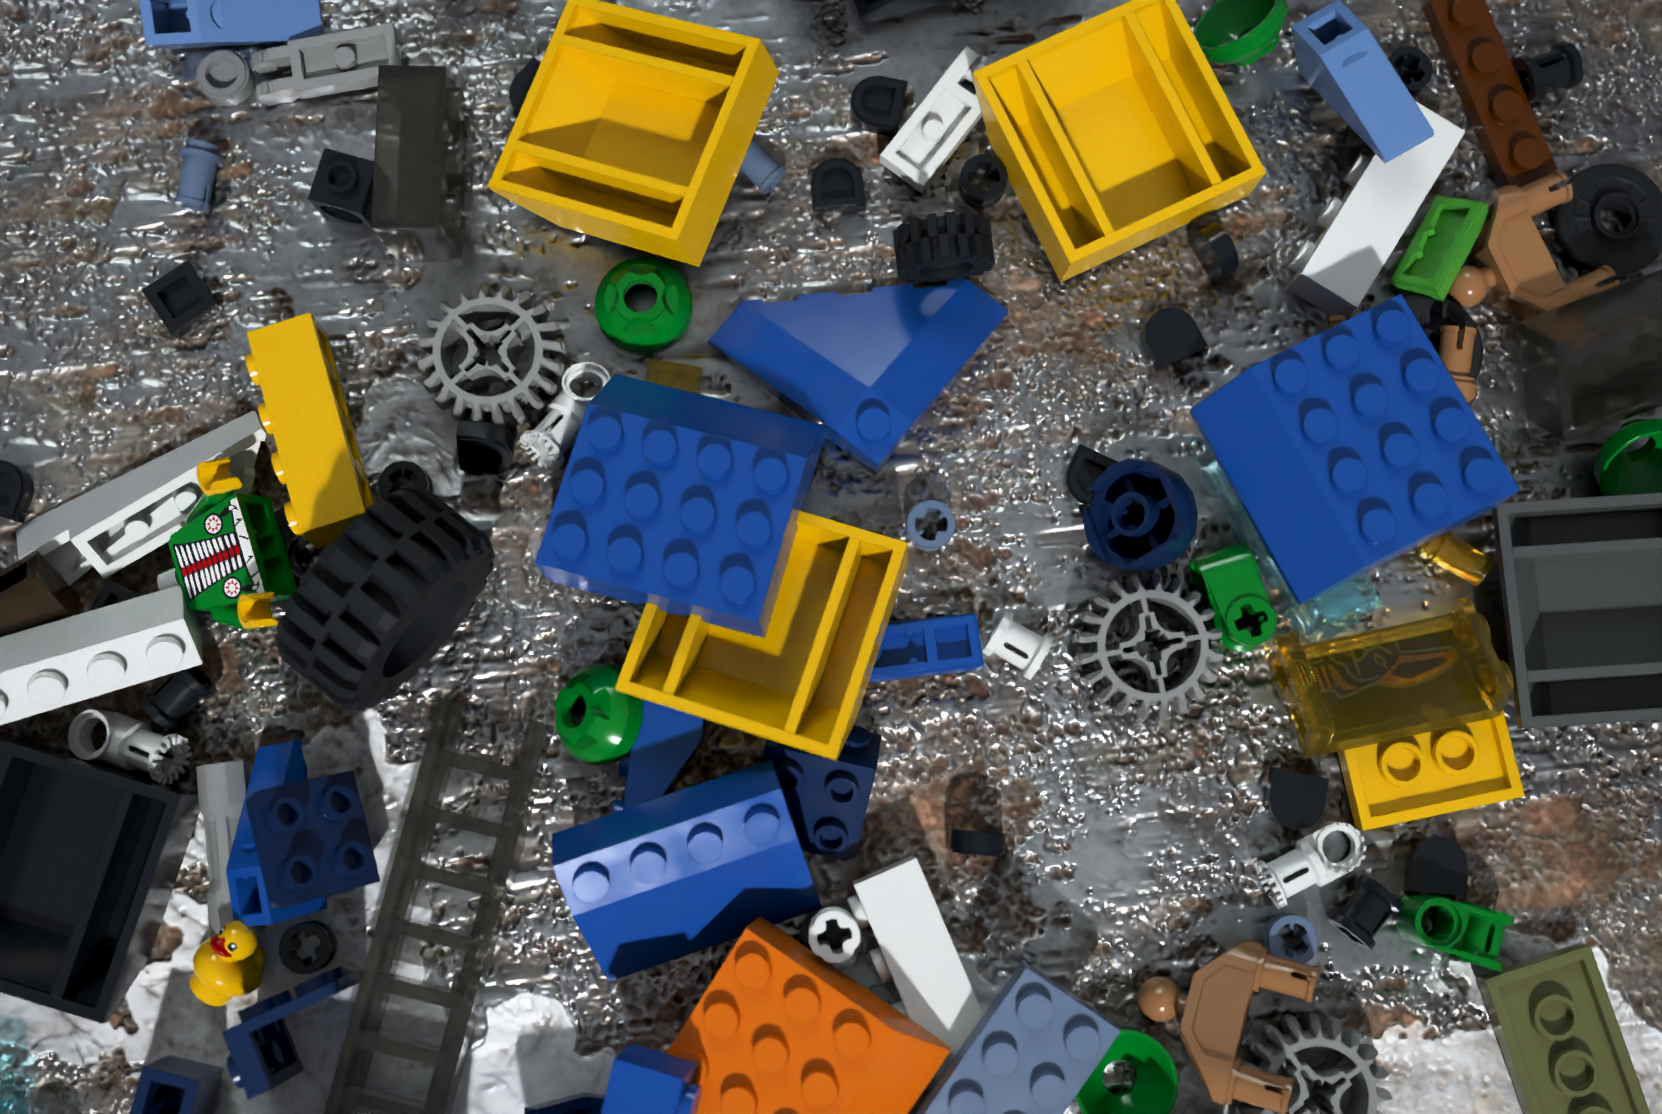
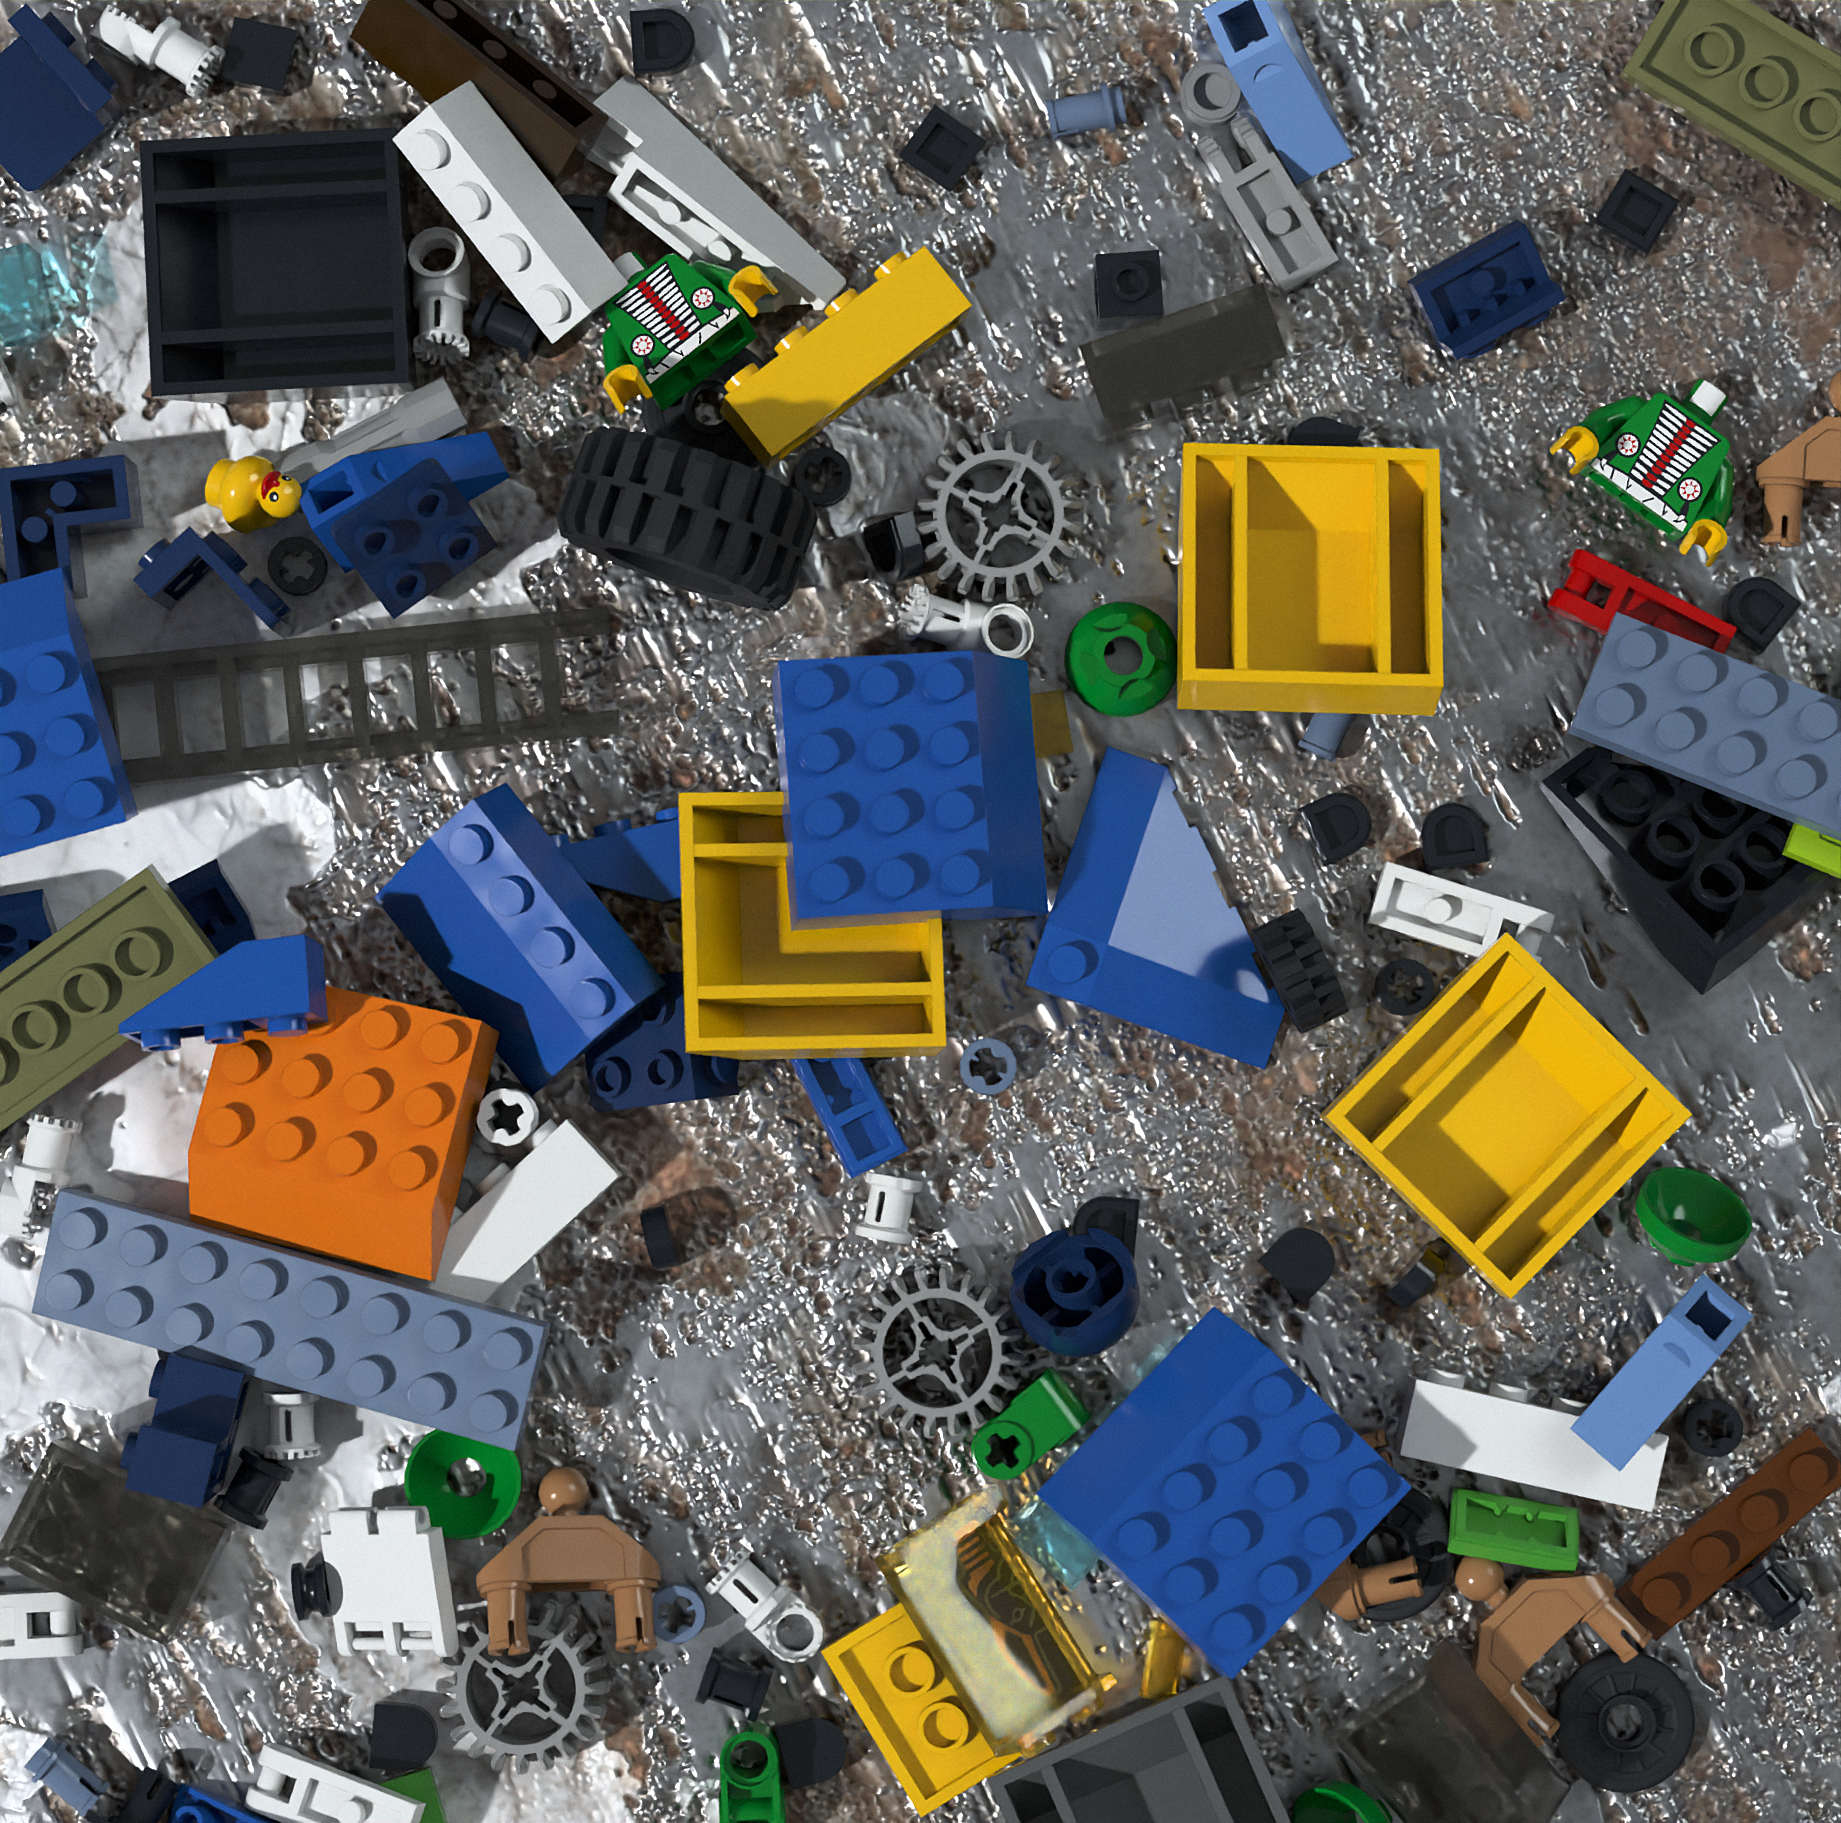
camera: 75 degrees right, 5 degrees up
(610, 716) = (648, 798): green piece -> none
(1295, 797) = (832, 1570): black tile -> none

